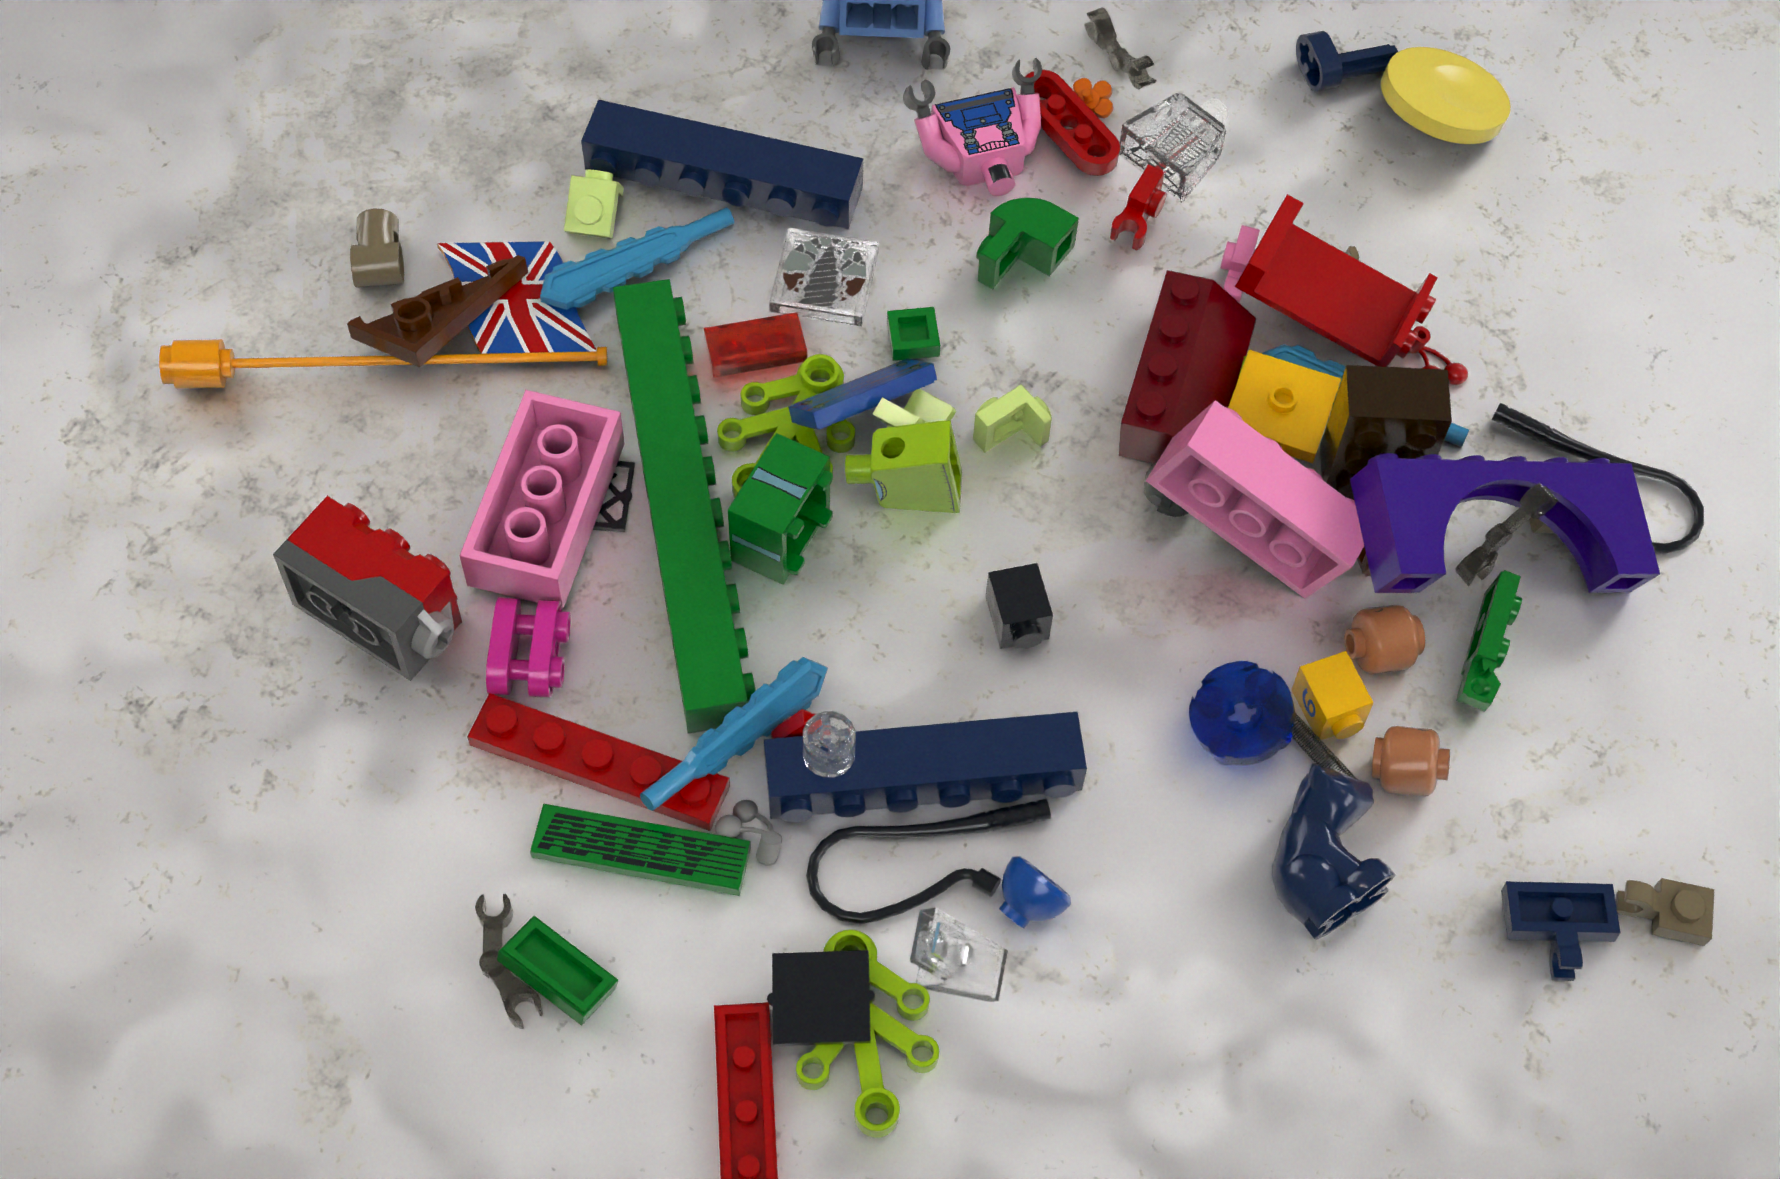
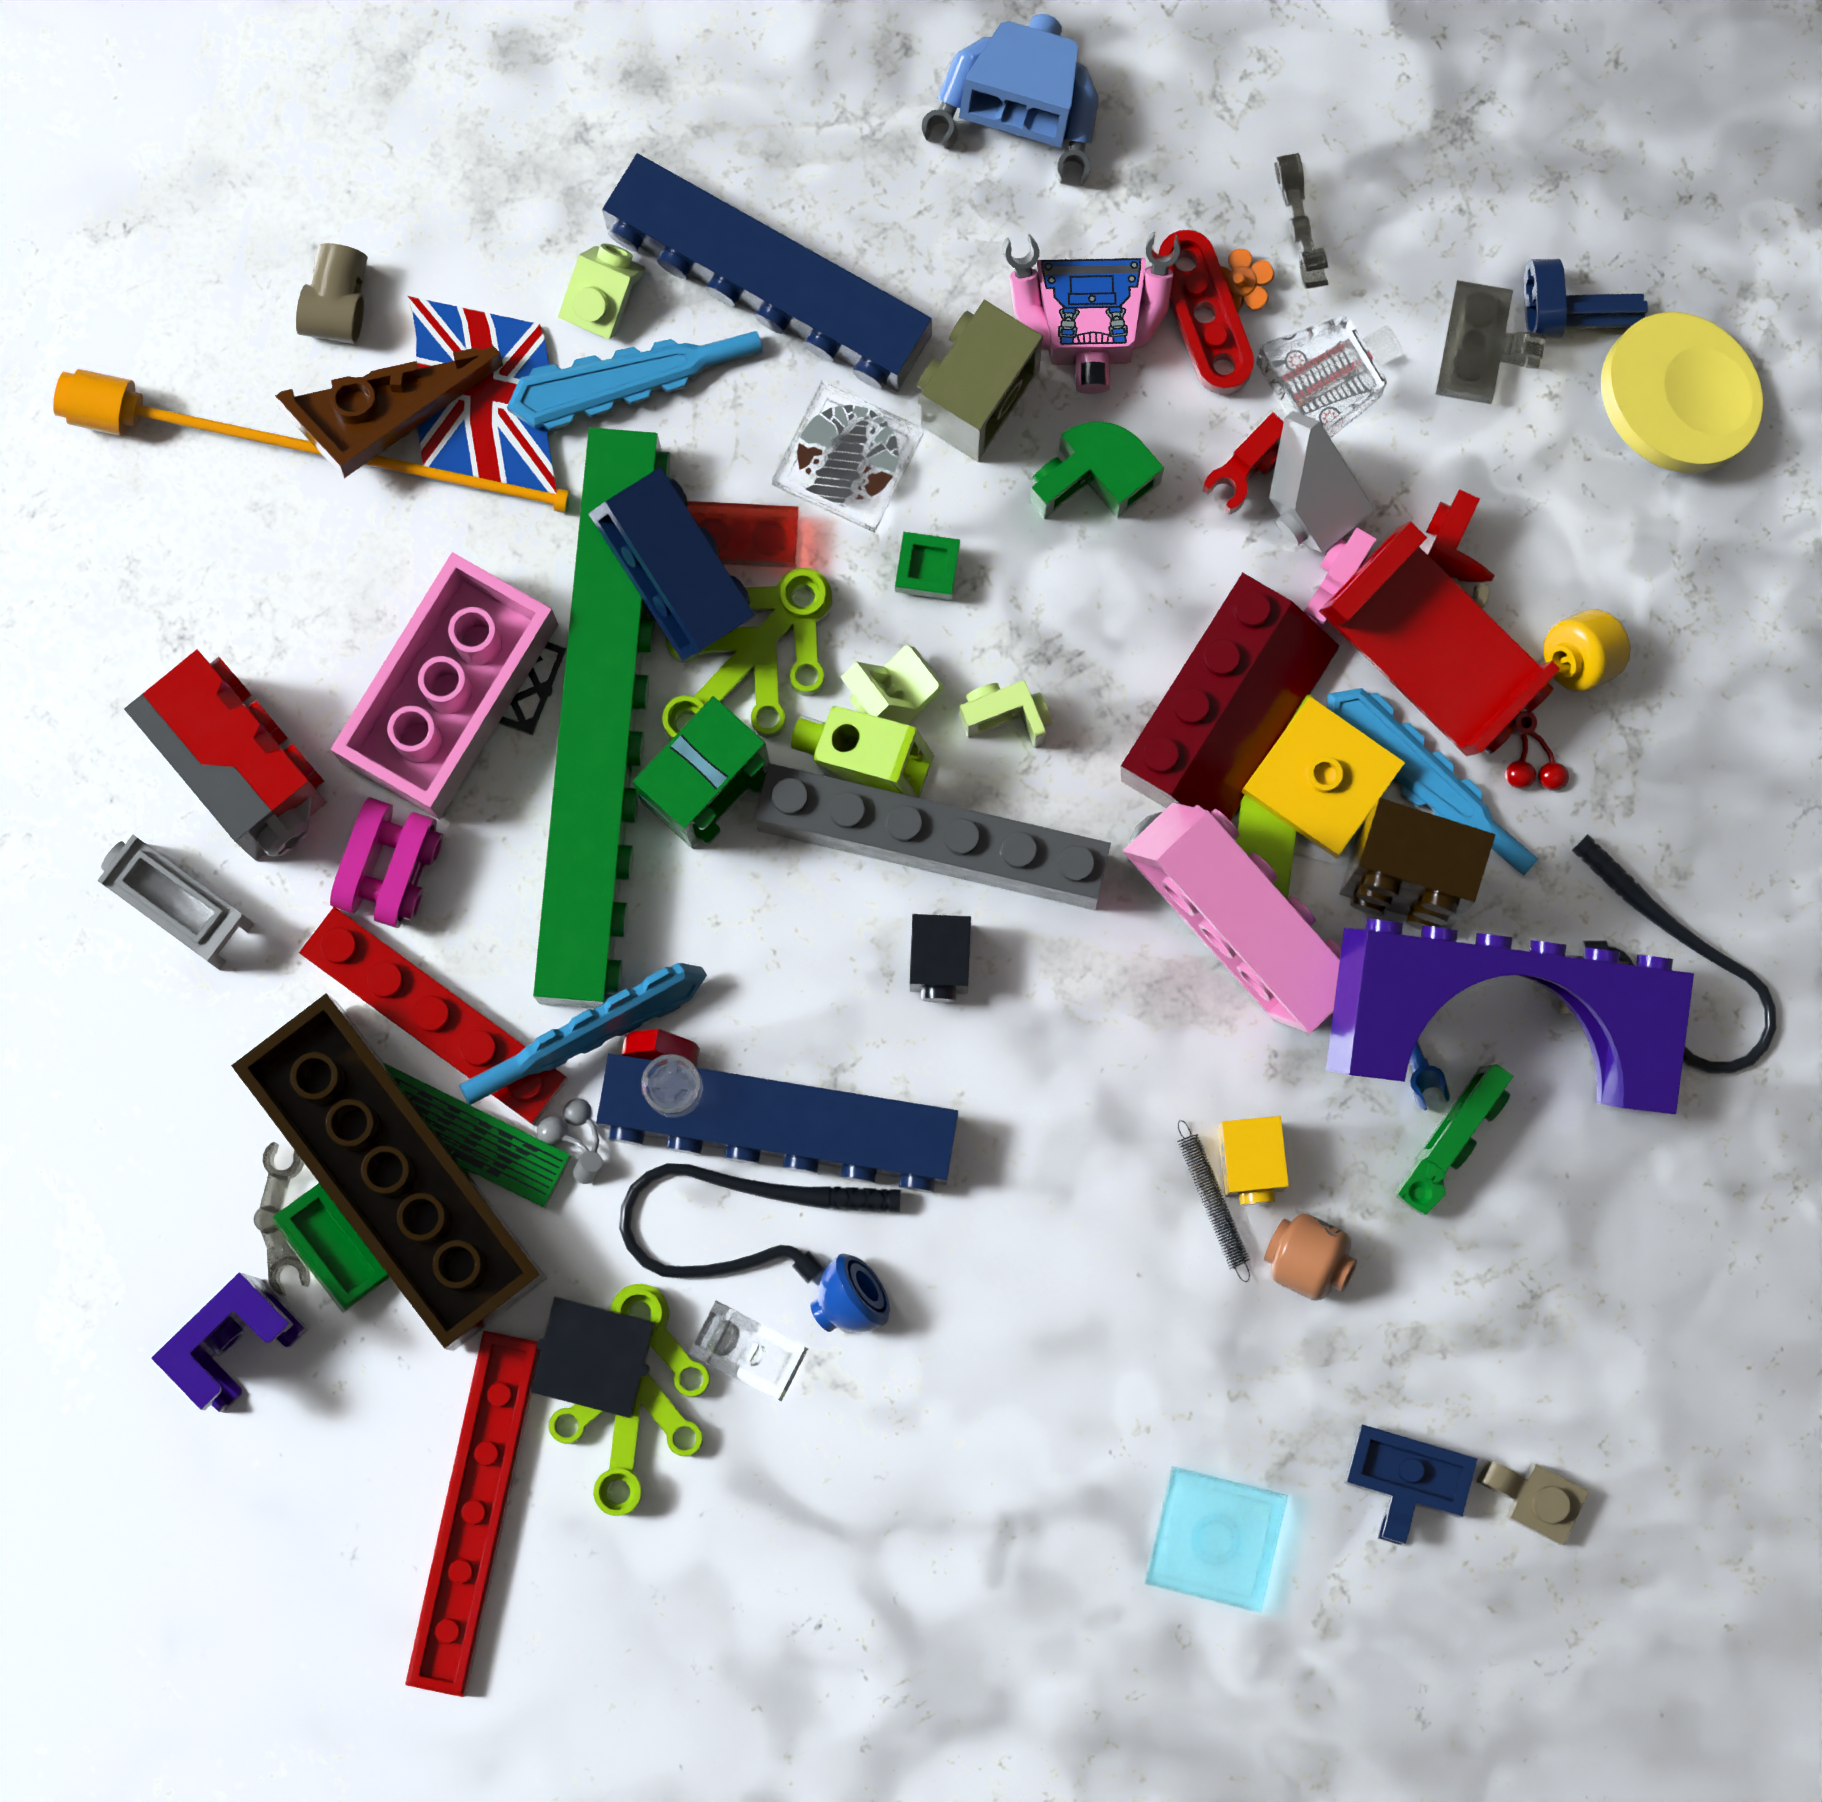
camera: 20 degrees right, 20 degrees up
(345, 720) = (171, 899): none -> light grey window
(486, 1028) = (215, 1329): none -> dark purple panel
(597, 887) = (389, 1172): none -> dark brown brick
(710, 360) = (672, 563): none -> dark blue brick
(862, 393) = (841, 639): blue tile -> none
(914, 190) = (979, 379): none -> olive brick
(984, 519) = (932, 836): none -> dark grey brick
(1198, 205) = (1314, 487): none -> light grey slope
(1247, 742) = (1169, 1176): clear blue plate -> none
(1281, 103) = (1479, 343): none -> clear smoke plate
(1312, 217) = (1448, 527): none -> red plate
(1312, 868) = (1153, 1353): dark blue animal -> none
(1385, 639) = (1337, 1105): nougat head -> none
(1417, 1015) = (1215, 1539): none -> clear light blue tile
(1448, 606) = (1425, 1077): none -> blue hand
(1457, 271) = (1587, 649): none -> yellow head
(1482, 560) = (1489, 1033): clear smoke piece -> none

